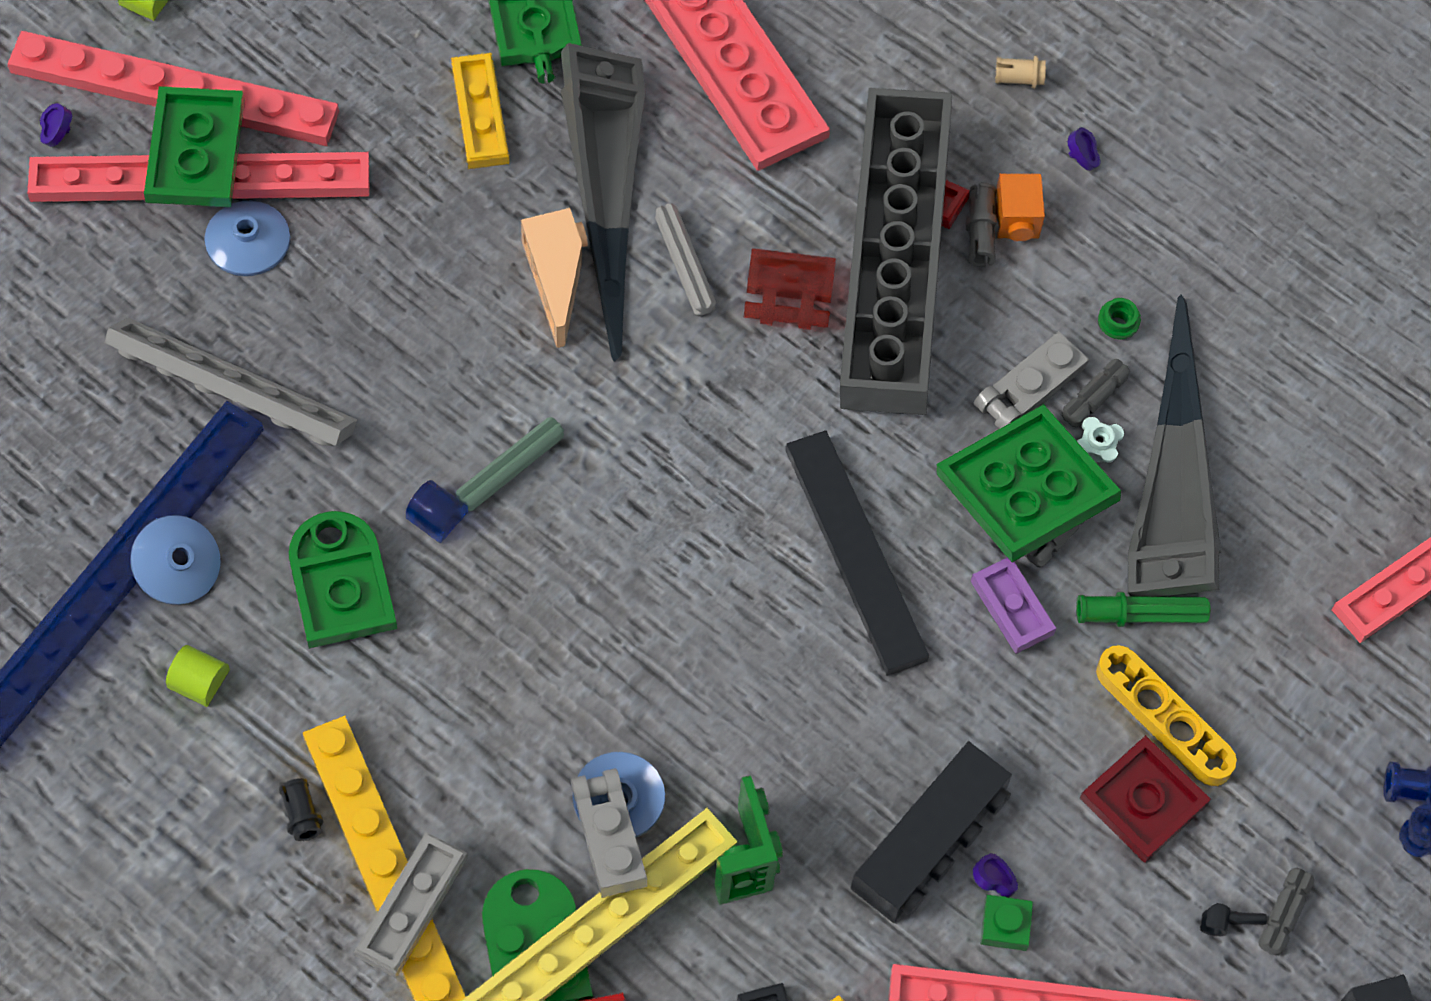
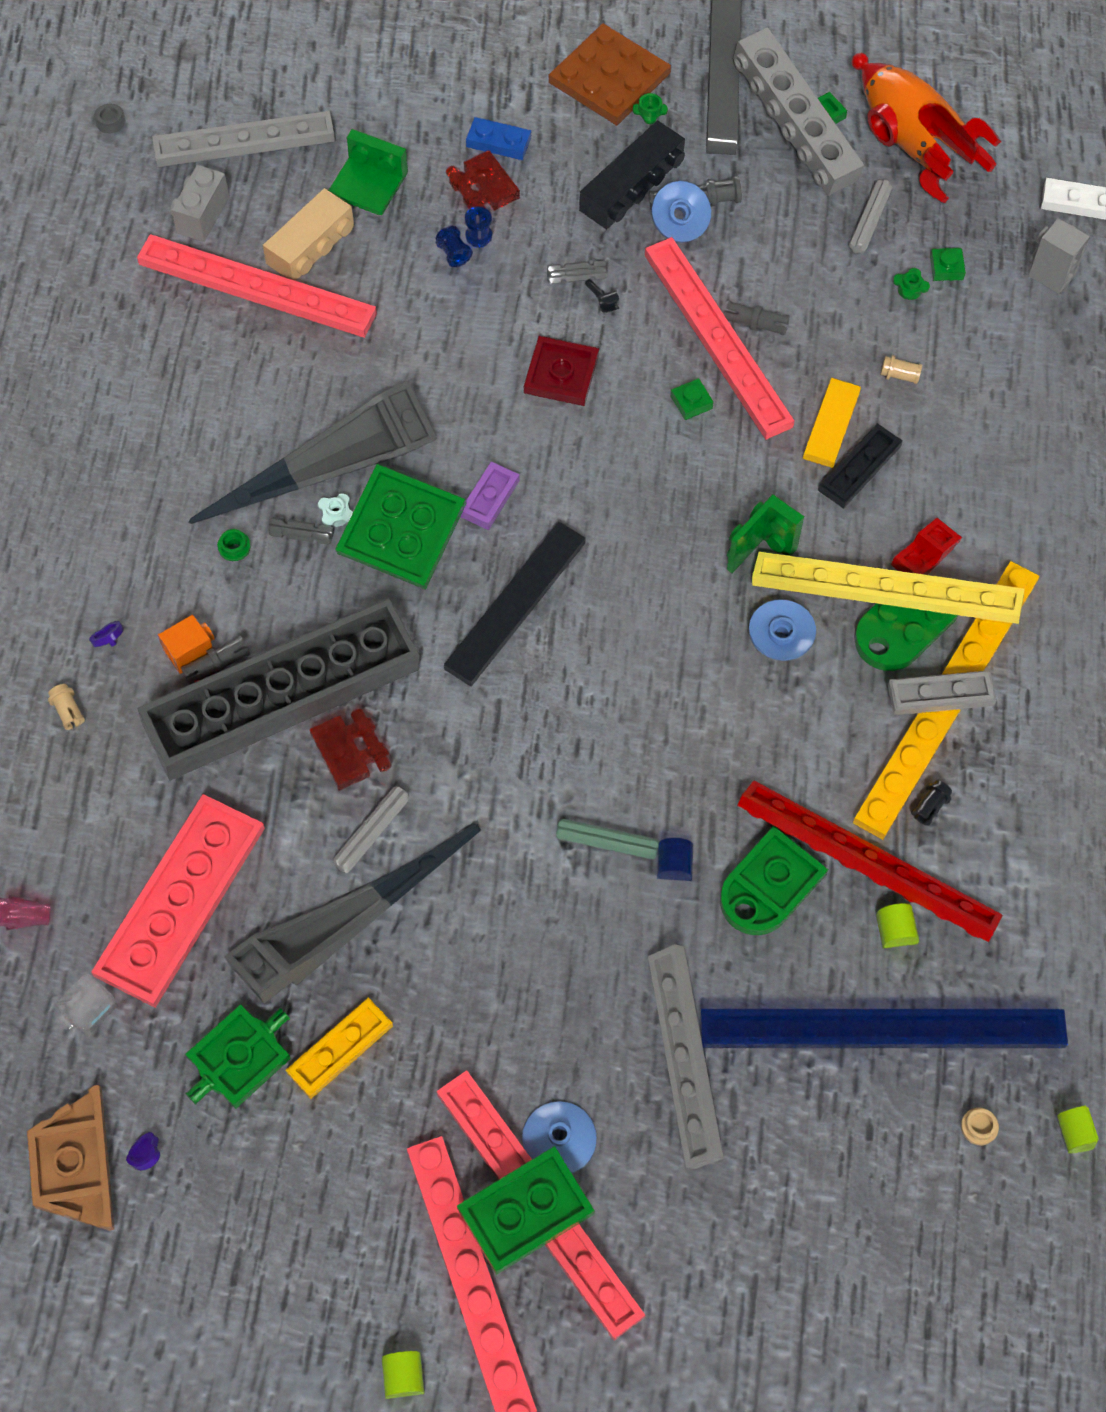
camera: 120 degrees left, 0 degrees up
(55, 124) = (568, 1348): dark purple piece -> none
(157, 571) = (837, 994): medium blue dish -> none
(284, 693) = (871, 861): none -> red plate
(555, 258) = (439, 902): light nougat slope -> none
(609, 834) = (816, 609): light grey plate -> none
(931, 833) = (671, 458): black brick -> none
(994, 874) = (670, 416): dark purple piece -> none
(1032, 380) = (318, 571): light grey plate -> none
(1142, 609) = (448, 438): green axle -> none
(1172, 710) = (500, 385): yellow beam -> none

